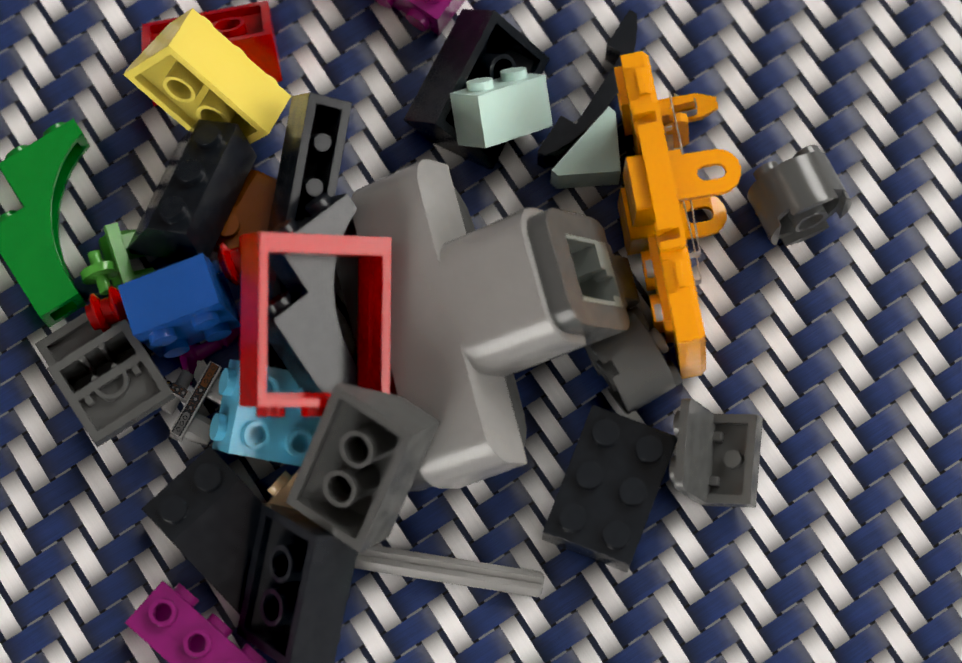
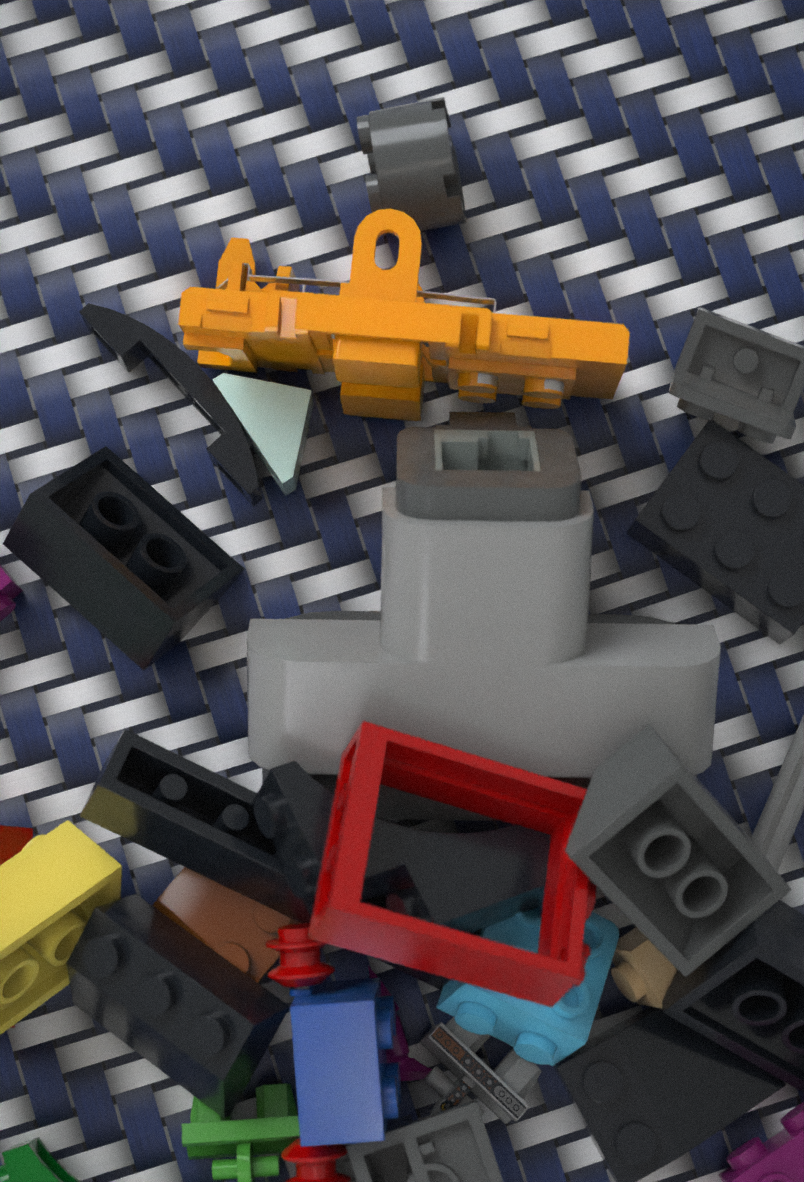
camera: 80 degrees left, 5 degrees up
(501, 108) = (175, 527): light aqua brick -> none
(634, 364) = (606, 439): dark grey brick -> none

